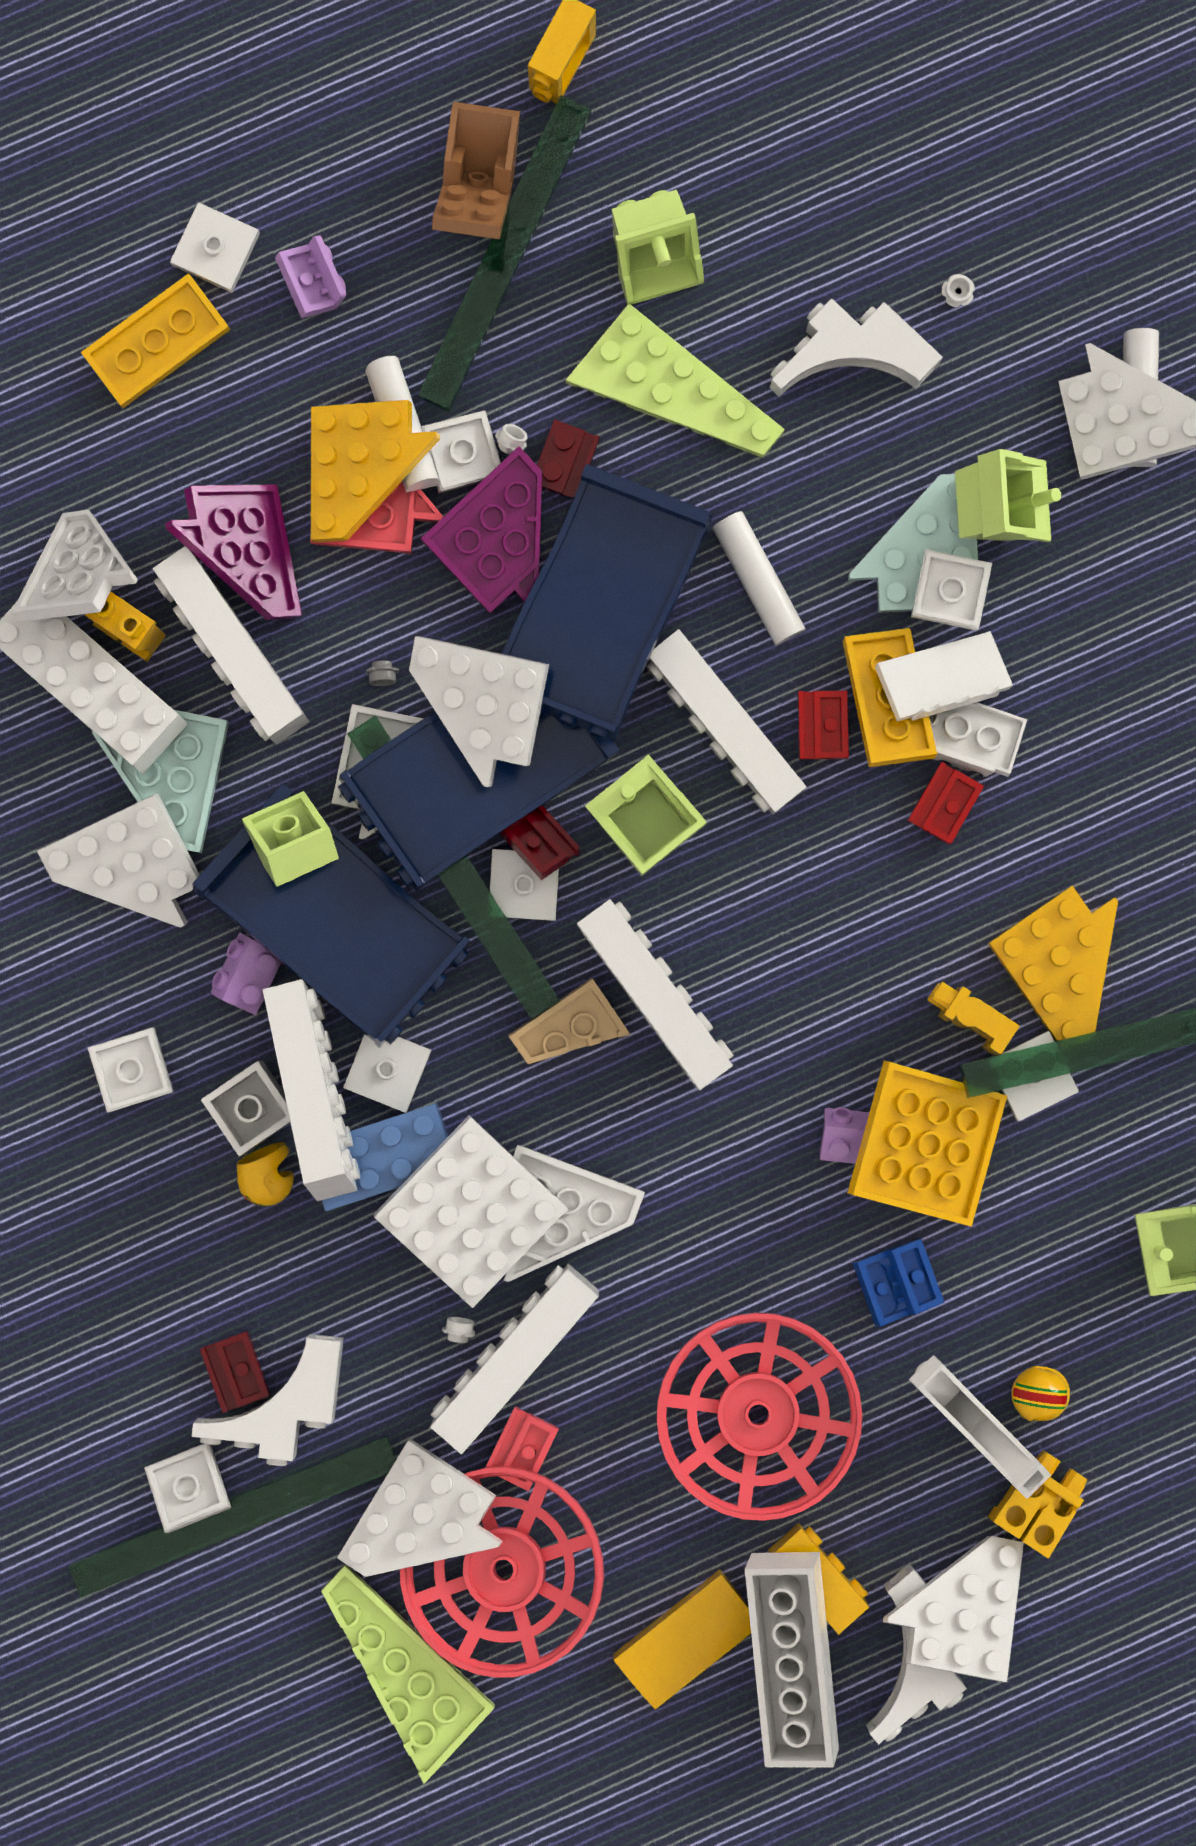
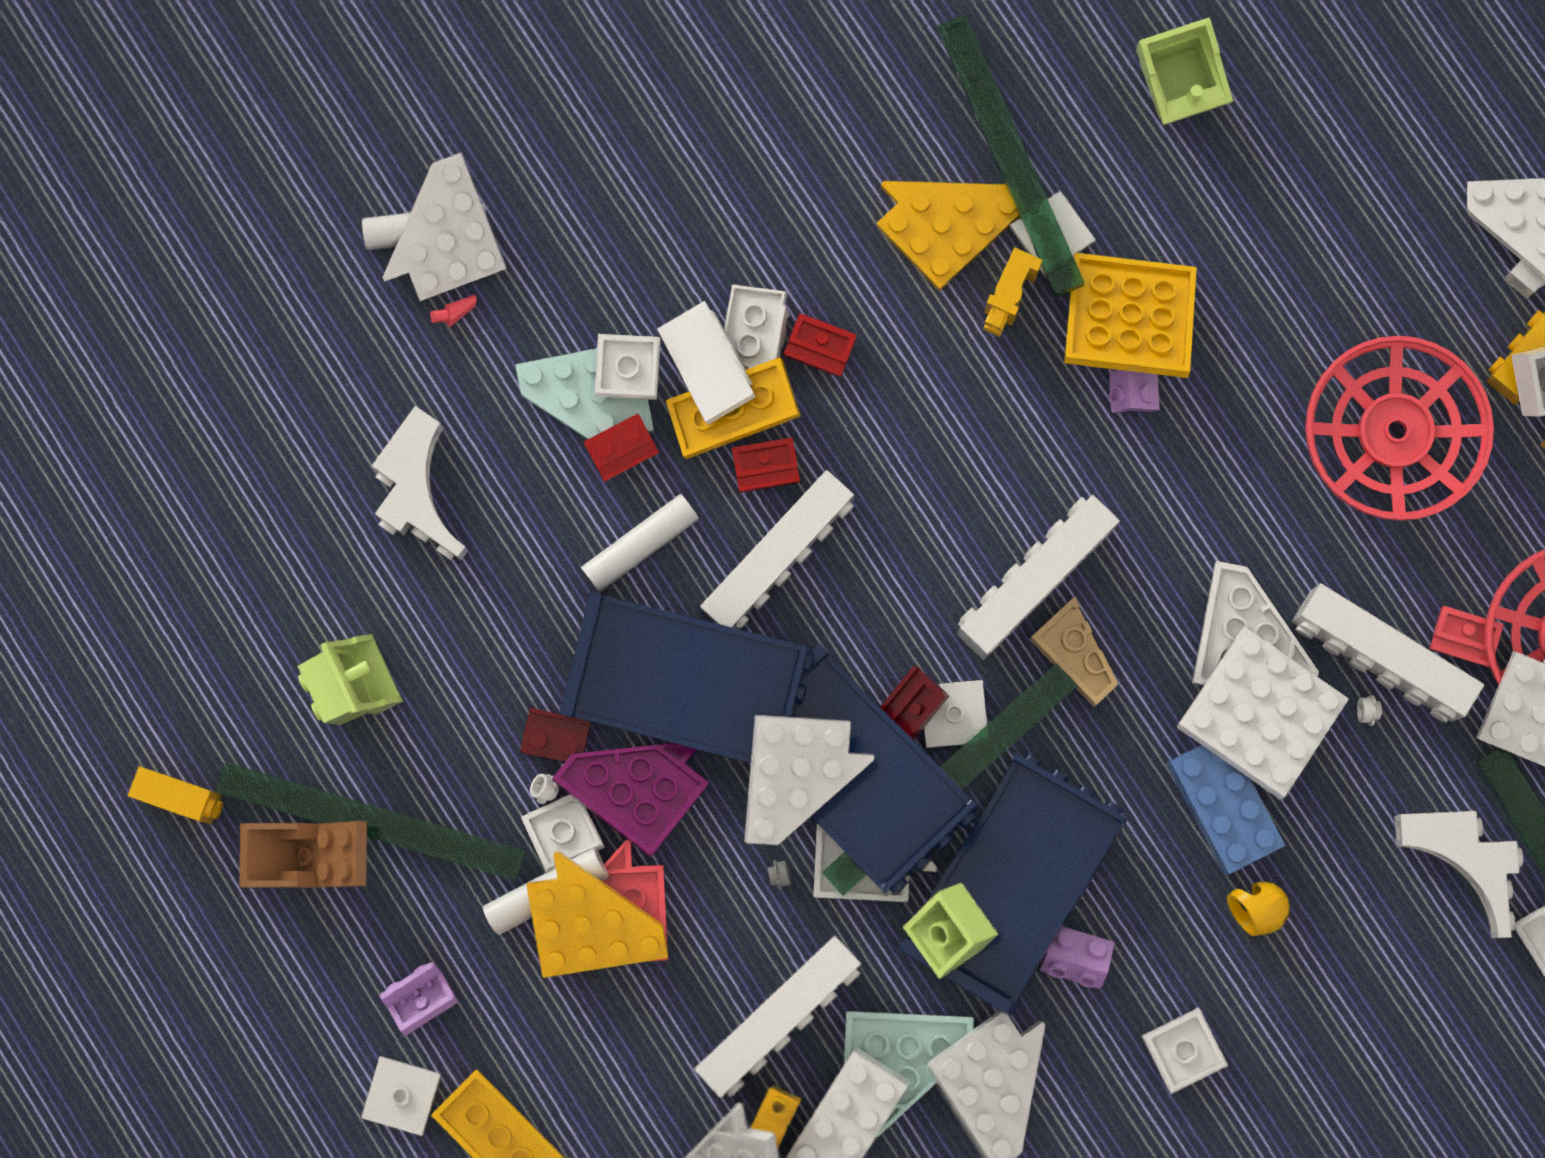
camera: 90 degrees left, 5 degrees down
(235, 1371) = (1444, 909): dark red plate -> none
(244, 542) = (681, 1019): magenta wing -> none
(249, 1108) = (1202, 931): white brick -> none
(310, 1090) = (1183, 872): white brick -> none
(388, 1072) = (1148, 812): white plate -> none
(645, 815) = (877, 608): yellowish green piece -> none
(662, 379) = (466, 662): yellowish green wing -> none
(865, 572) = (621, 447): none -> red plate
(898, 1282) = (1257, 324): blue slope -> none
(961, 282) = (345, 395): white plate -> none
(980, 1426) = (1375, 230): white arch -> none
(1004, 498) = (539, 330): yellowish green piece -> none
(1040, 1393) = (1334, 185): yellow helmet -> none
(1042, 416) = (454, 311): none -> coral bar
(1046, 1513) = (1433, 172): yellow hips -> none

